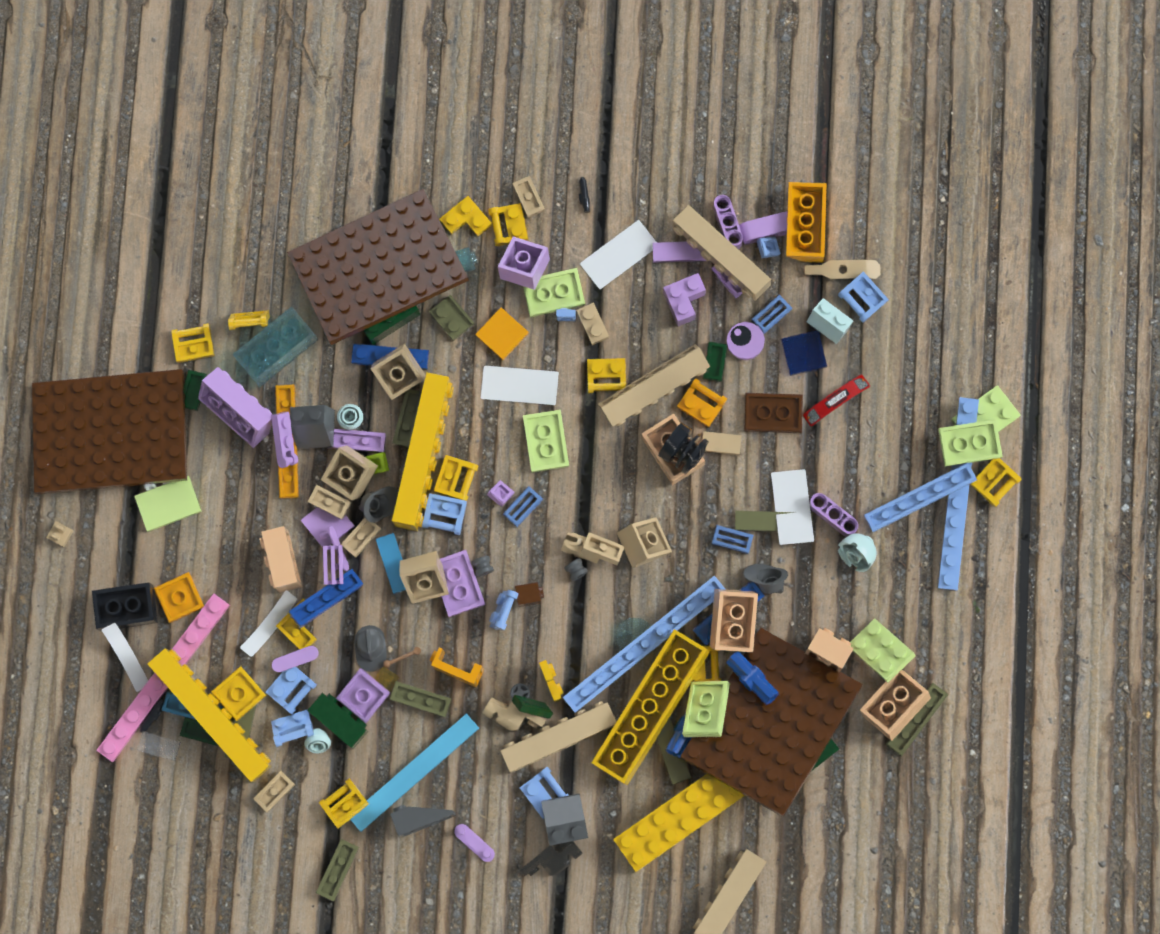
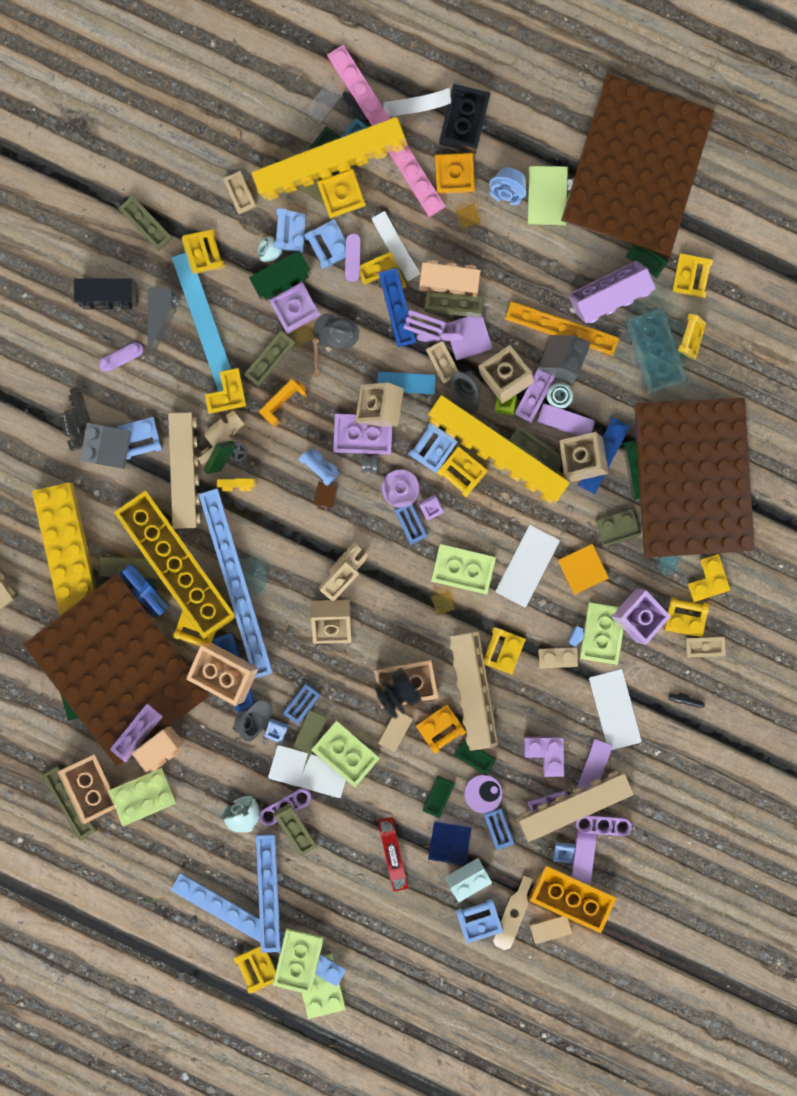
camera: 105 degrees right, 10 degrees up
(59, 534) = (559, 84): tan tile -> none
(172, 540) = (508, 185): none -> light blue cone
(215, 568) = (468, 217): none -> clear yellow tile
(283, 440) = (561, 324): lavender plate -> none
(302, 547) = (454, 304): none -> olive plate
(329, 502) = (486, 345): tan plate -> none
(371, 403) = (565, 420): none -> lavender beam
(419, 878) = (105, 293): none -> black brick
(471, 719) = (231, 396): none -> yellow plate
(494, 528) = (400, 488): none -> lavender tile
(576, 569) = (331, 548): dark grey wheel -> none
(585, 447) = (442, 603): none -> clear yellow tile
(706, 709) = (151, 614): yellowish green tile -> none
(752, 678) = (161, 668): blue piece -> none
(761, 479) = (345, 754): none -> yellowish green plate
(765, 380) = (438, 797): none -> dark green tile
(767, 552) = (276, 730): none -> medium blue tile
(773, 412) = (404, 791): reddish brown tile -> none
(822, 676) = (136, 733): none -> lavender plate
(843, 231) = (550, 929): none -> tan tile
(850, 495) = (295, 829): none -> olive plate

